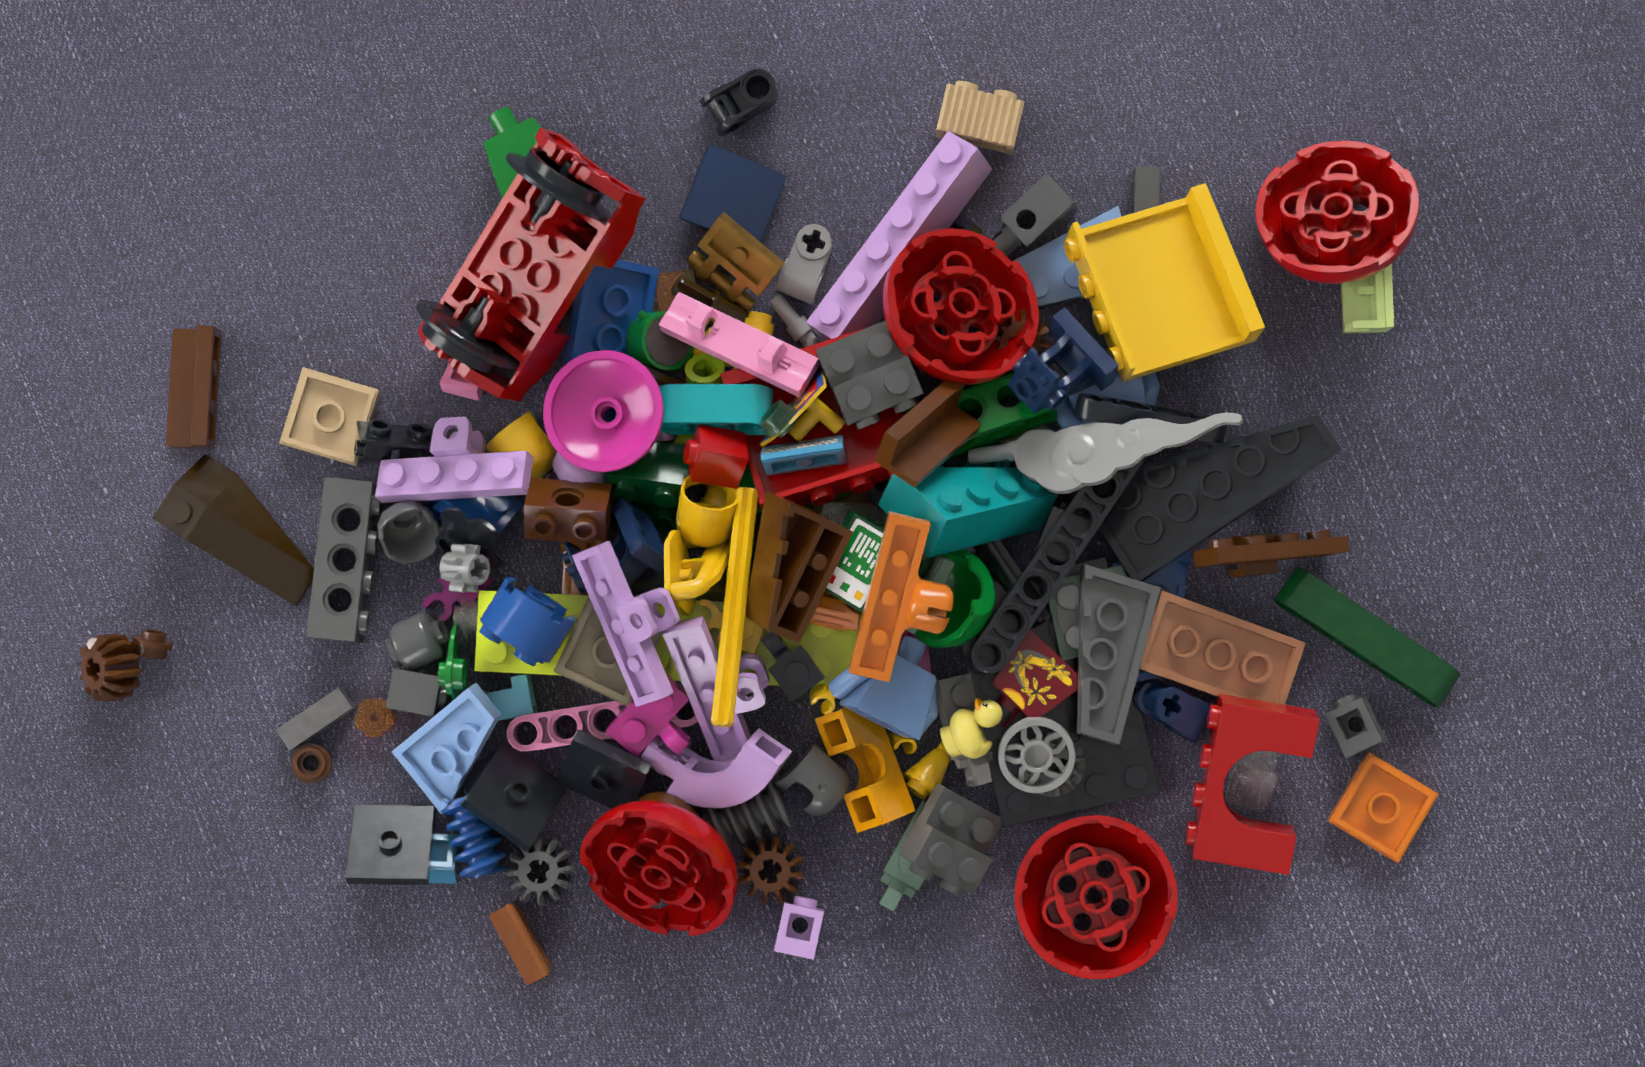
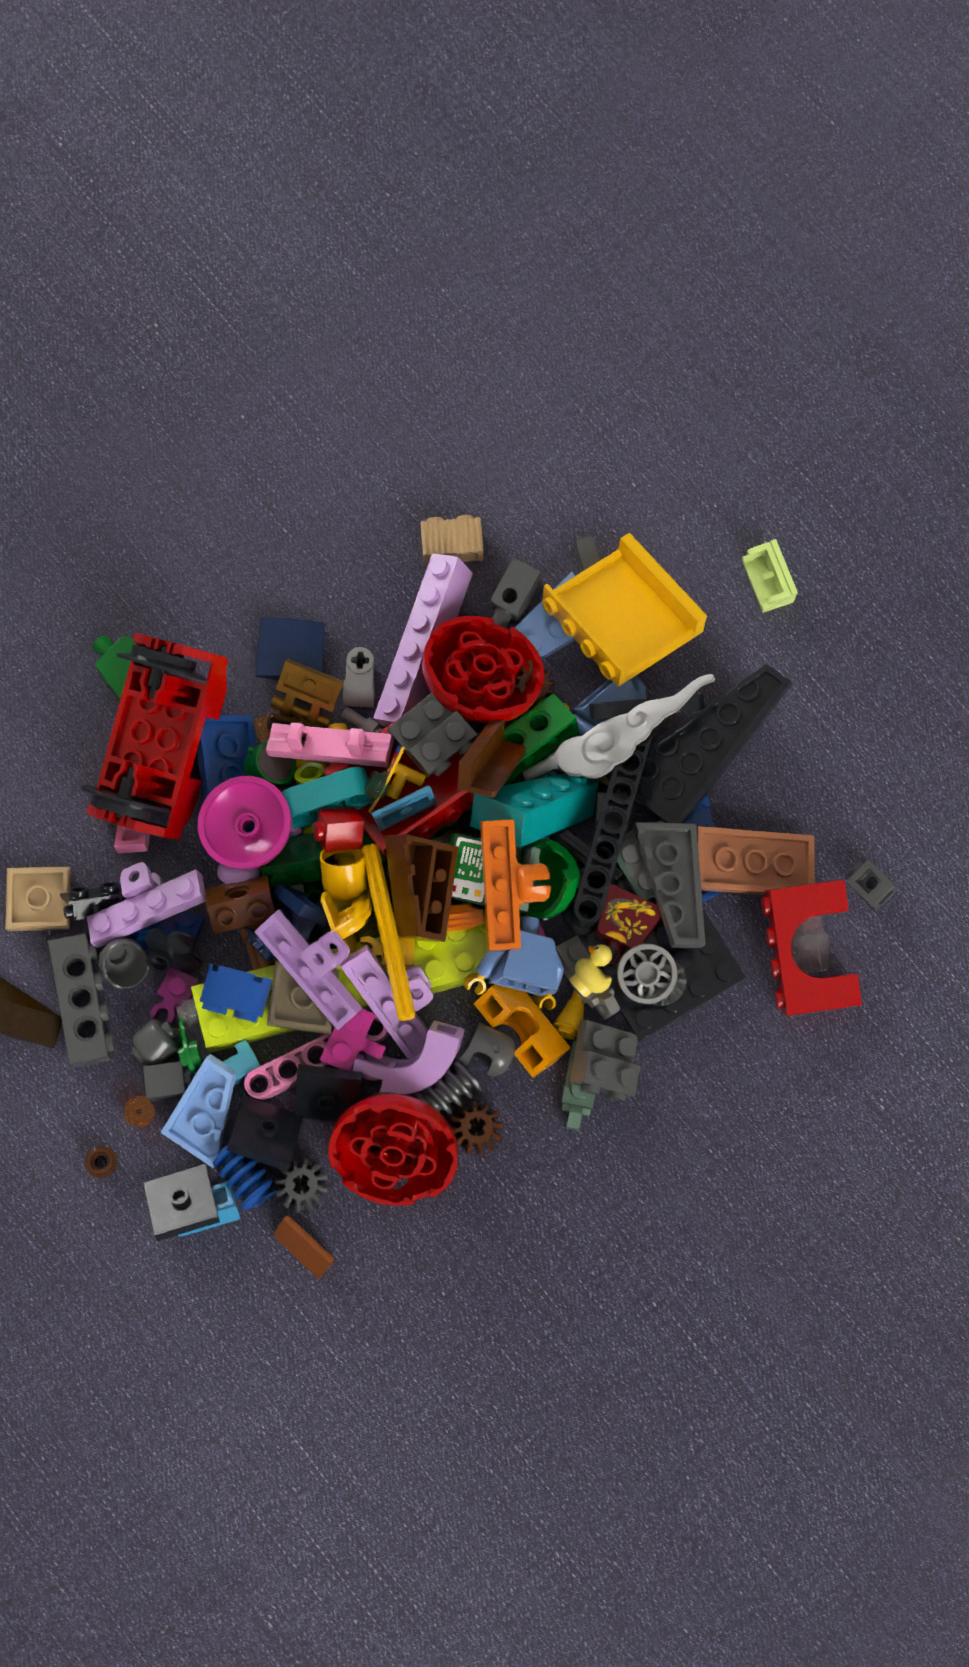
camera: 25 degrees left, 10 degrees down
(315, 719) = (94, 1127): flat silver piece -> none
(464, 568) = (175, 972): light grey gear -> none
(526, 436) = (190, 860): yellow helmet -> none
(738, 102) = (270, 584): black piece -> none
(794, 669) = (446, 968): black plate -> none
(799, 943) = (513, 1178): lavender brick -> none
(1075, 355) = (575, 677): dark blue tile -> none
(1112, 942) = (753, 1043): red brick -> none
(1172, 708) = (735, 912): dark blue piece -> none
(1259, 552) = (758, 779): reddish brown plate -> none
(1335, 178) = (730, 525): red brick -> none
(1367, 637) = (857, 818): dark green beam -> none
(1382, 807) = (912, 937): orange plate -> none

